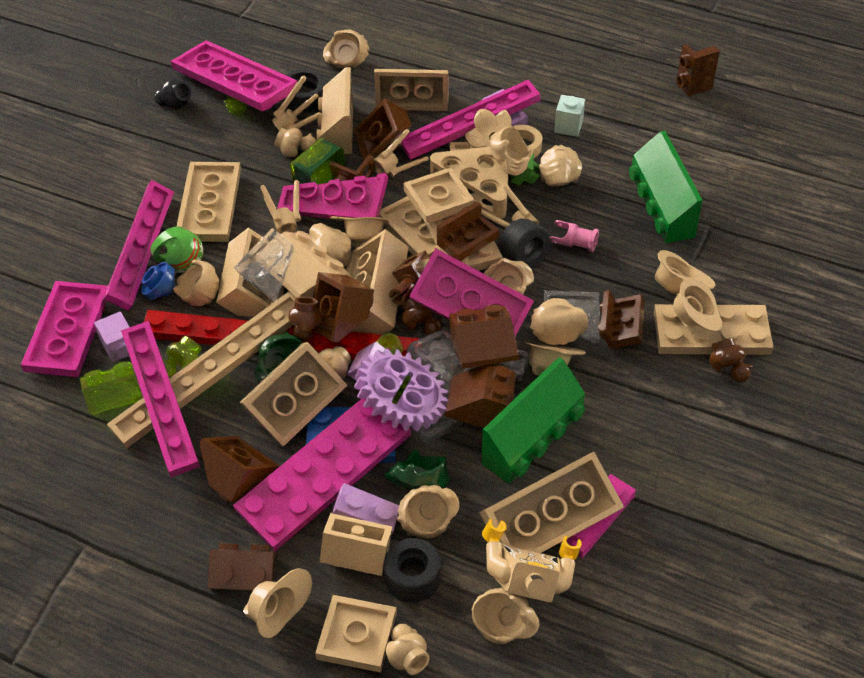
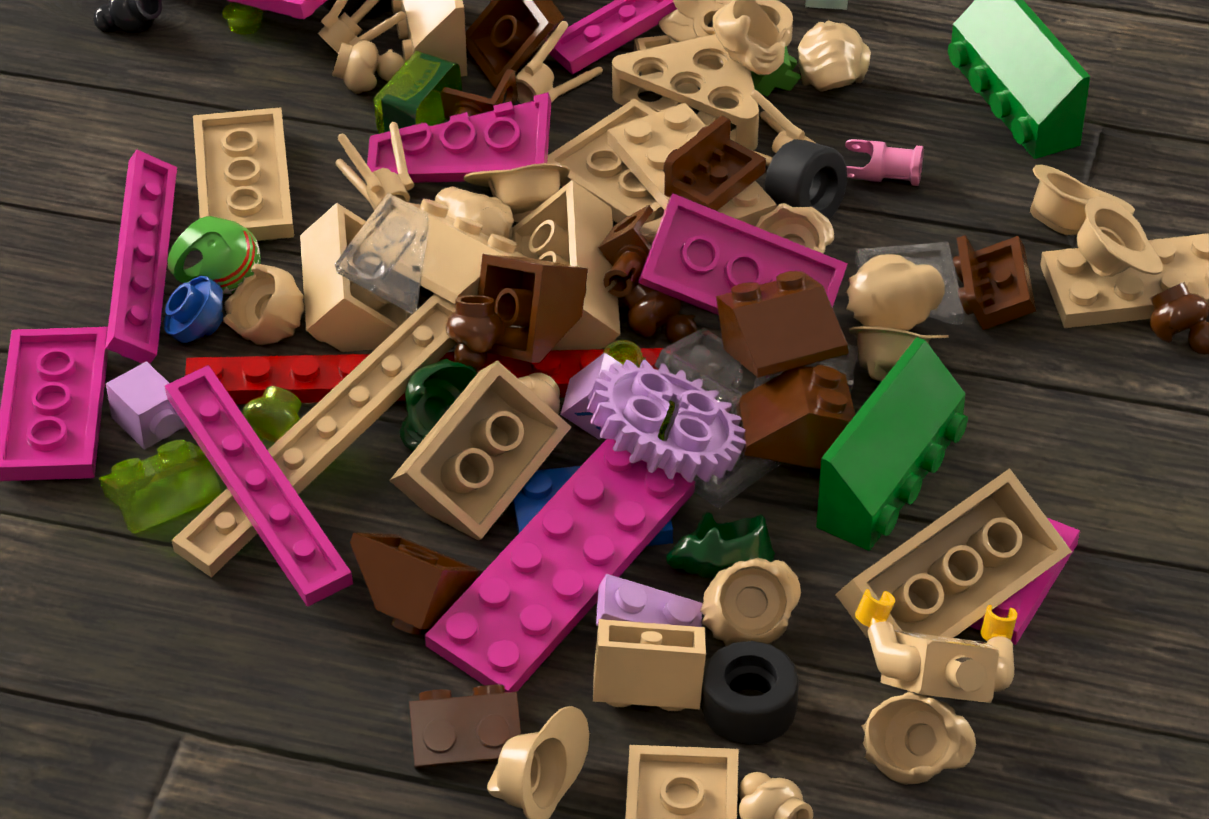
camera: 10 degrees left, 5 degrees down
(438, 195) = (647, 117): tan plate -> none

